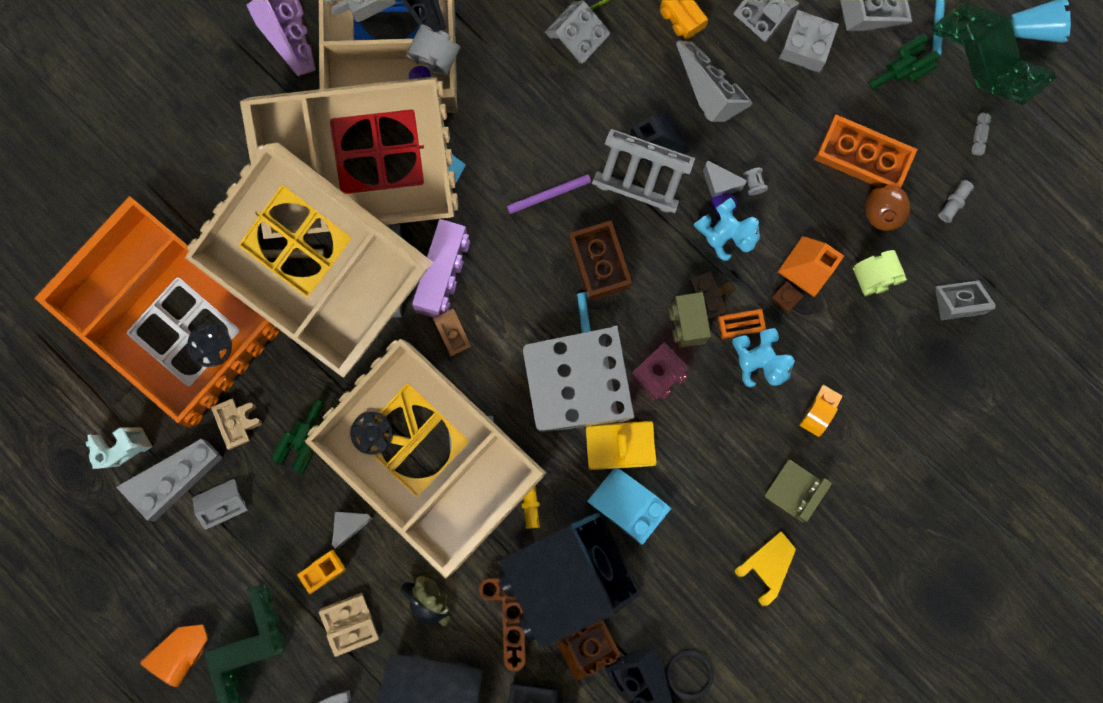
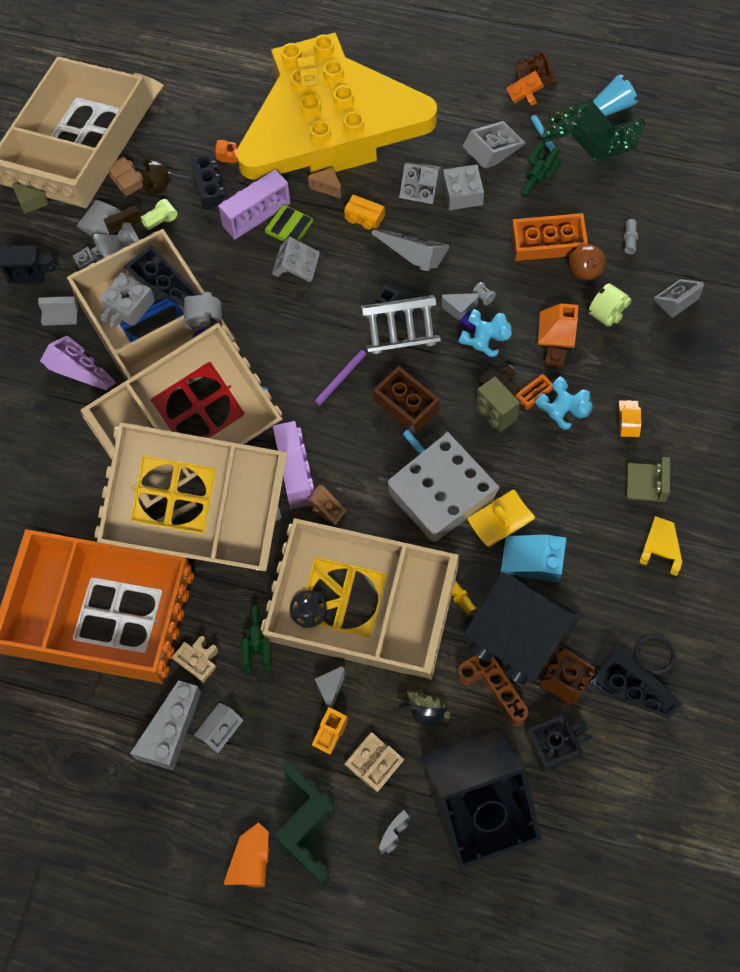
camera: 20 degrees left, 15 degrees down
(129, 443) = (113, 736): light aqua tile -> none
(209, 345) = (148, 601): black wheel -> none
(655, 385) = (498, 462): clear pink brick -> none
(981, 134) = (619, 187): light grey axle -> none

